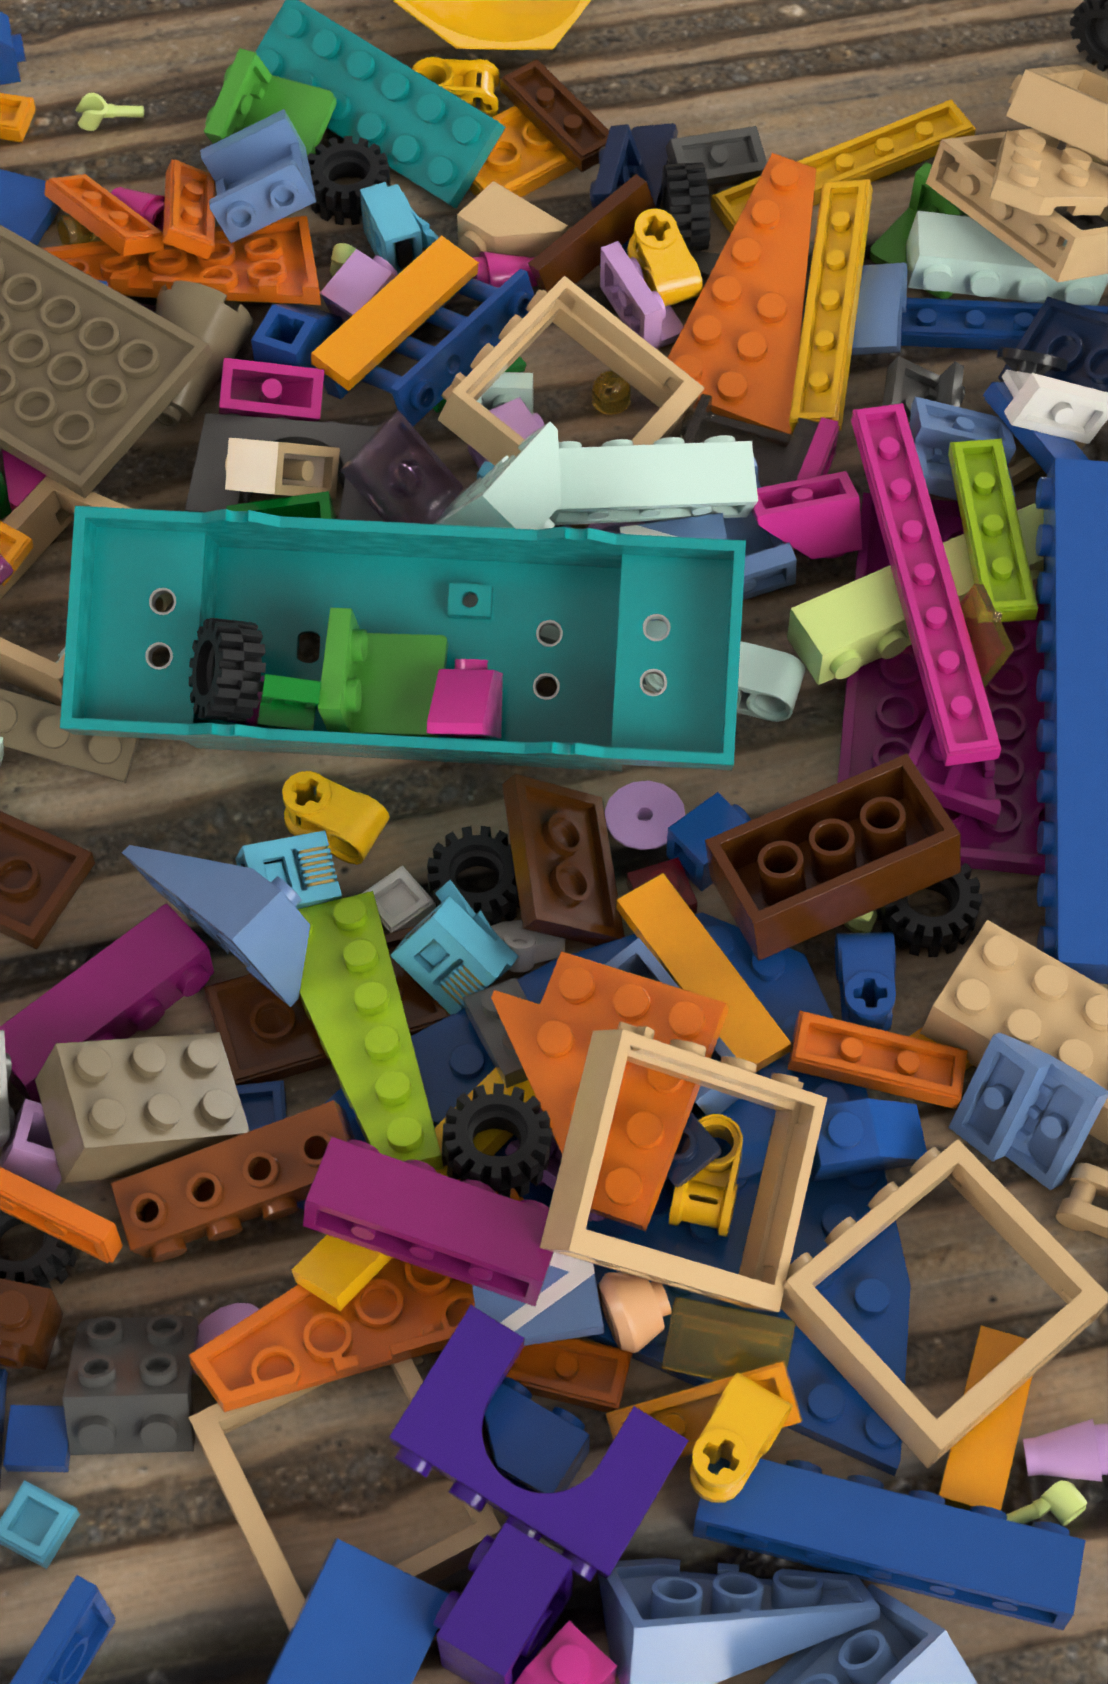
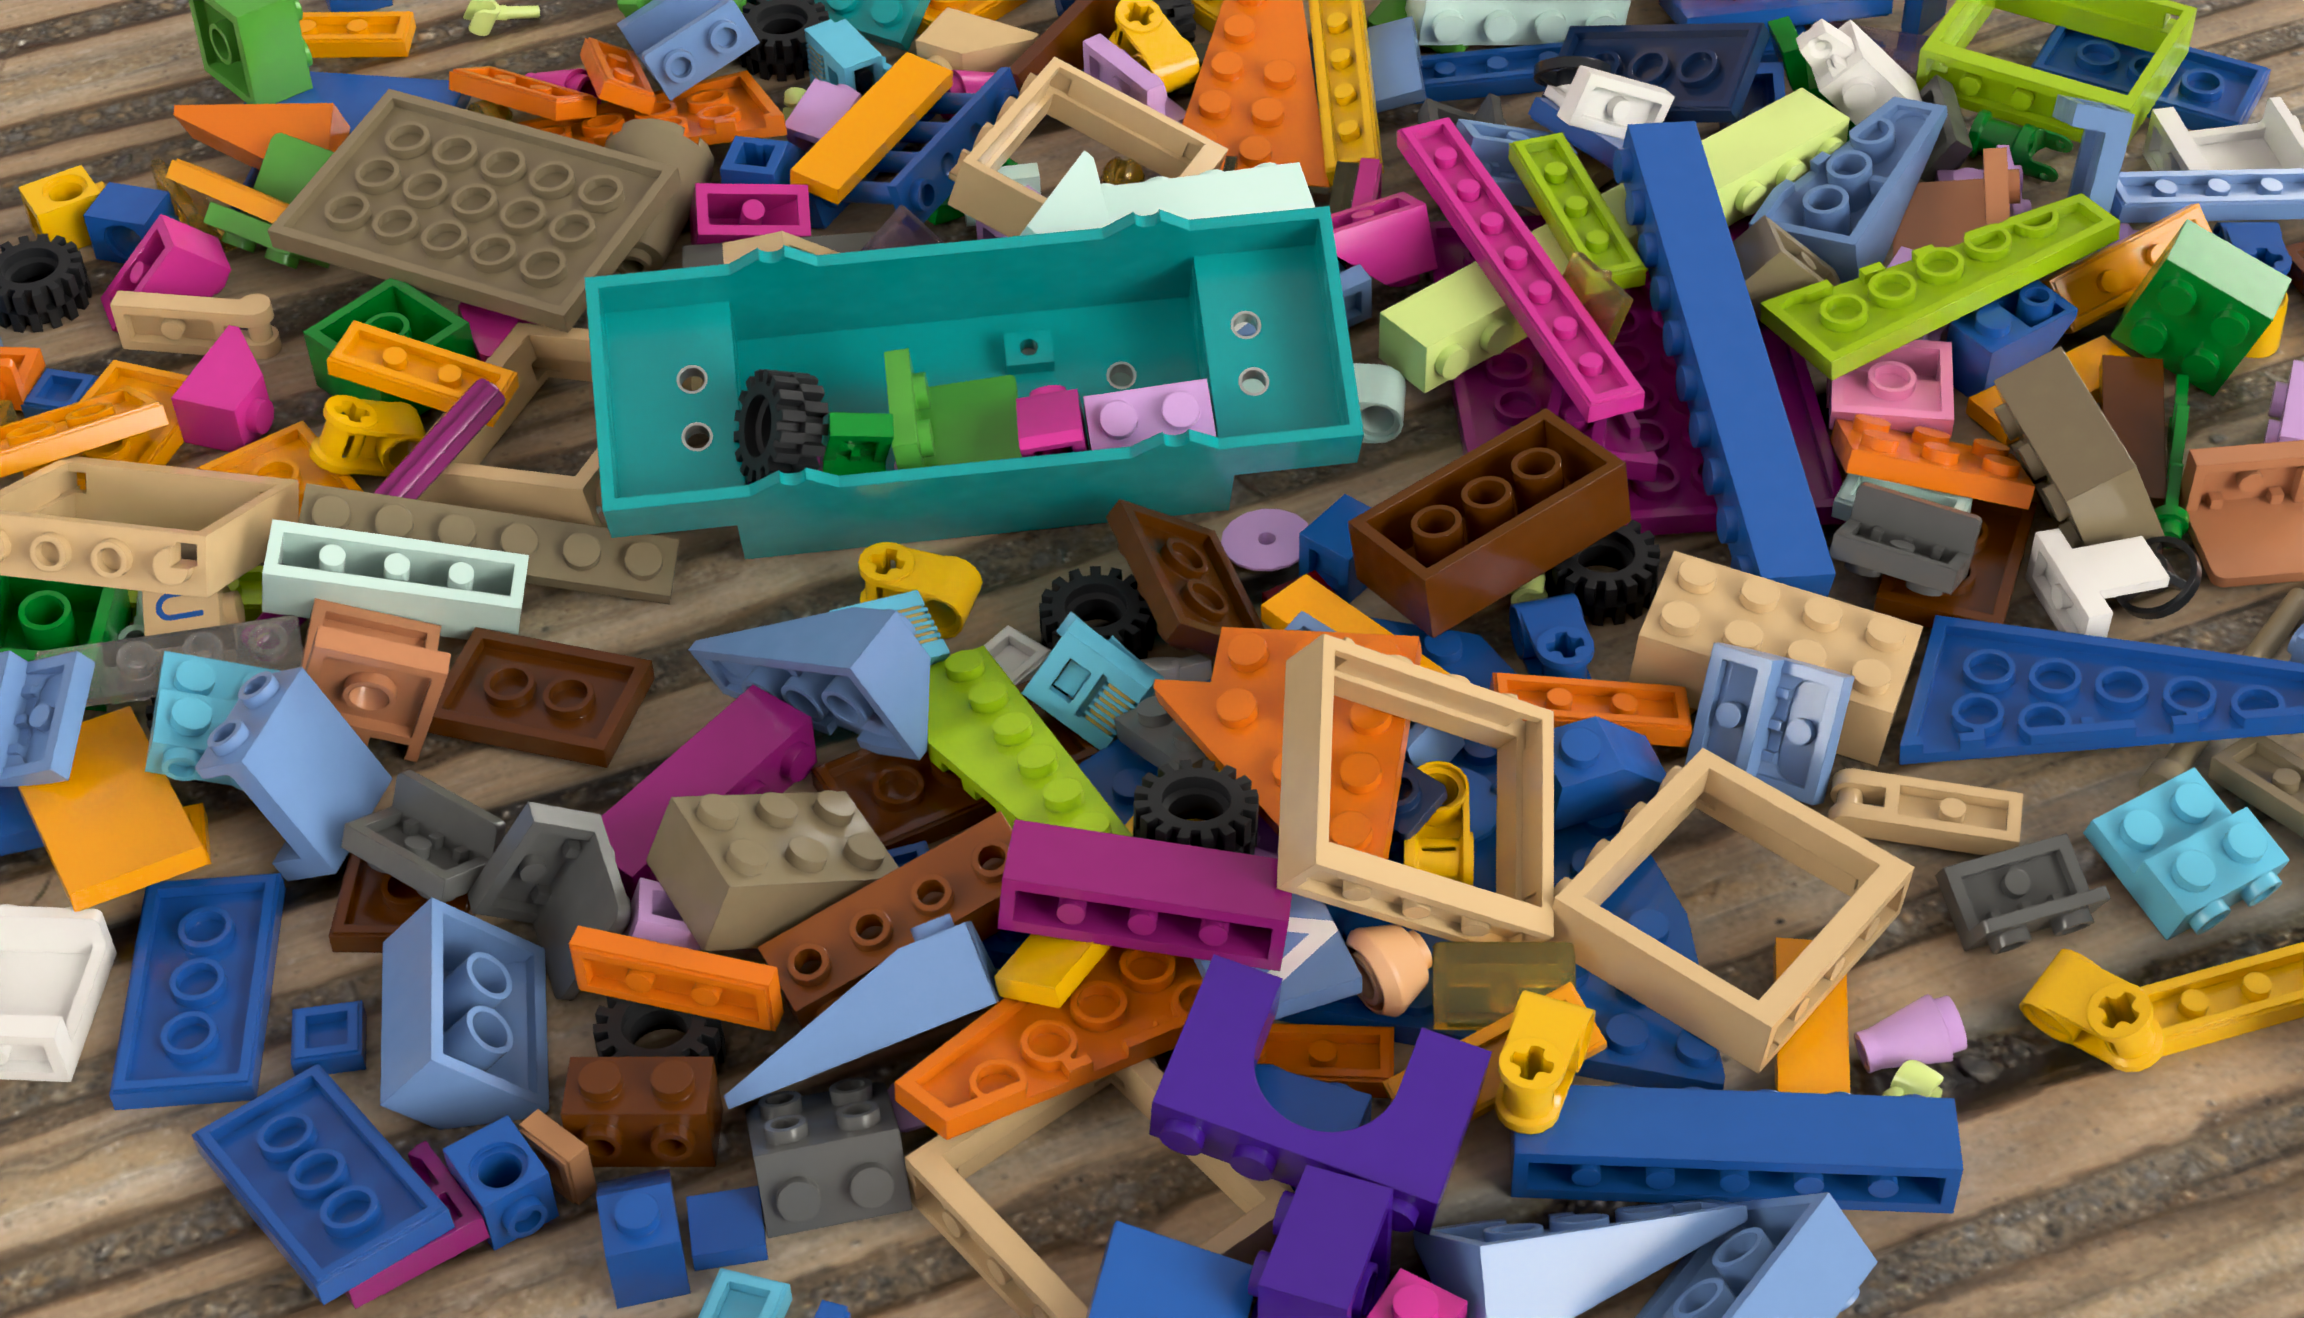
camera: 10 degrees left, 15 degrees down
(225, 1264) = (905, 995): none -> medium blue wedge
(553, 710) = (1140, 413): none -> lavender brick

